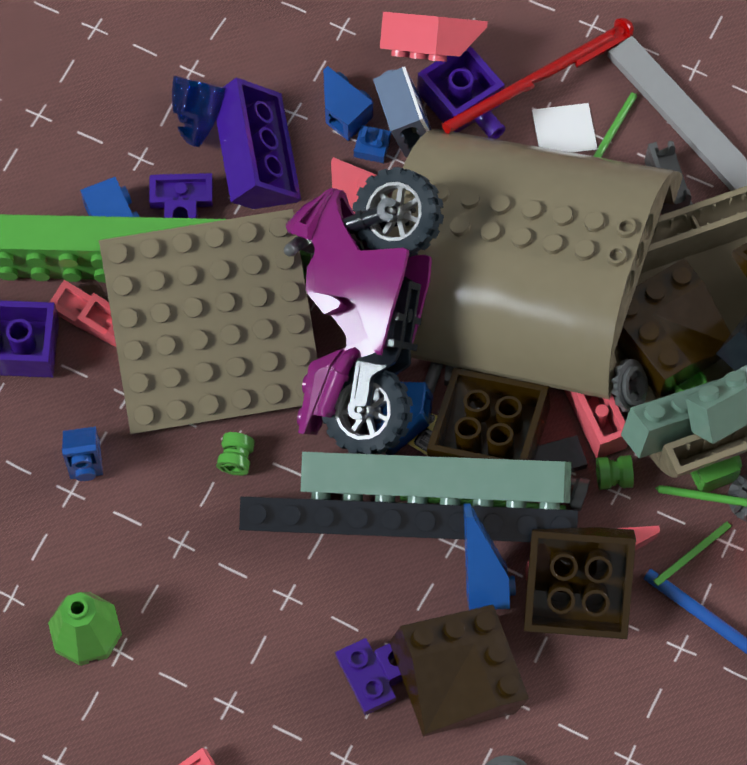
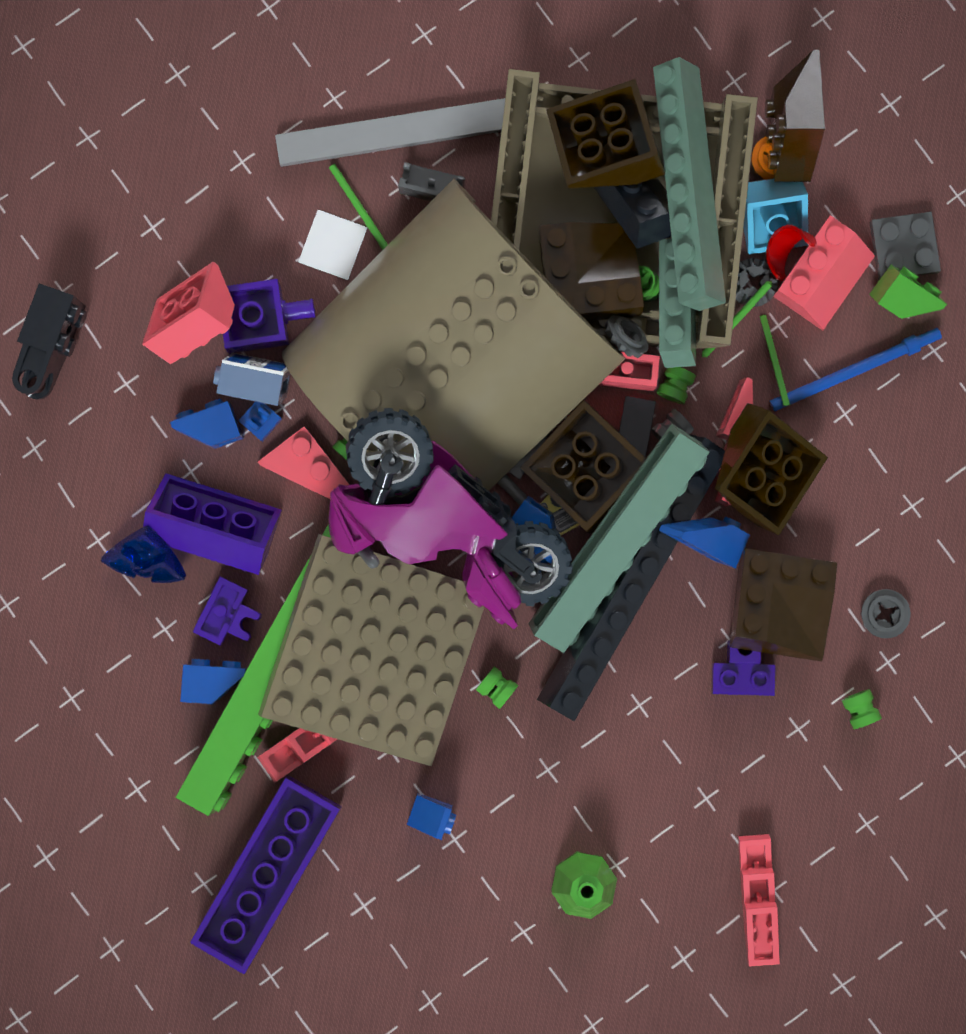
camera: 65 degrees left, 20 degrees up
(622, 30) = (274, 191): red bar -> none

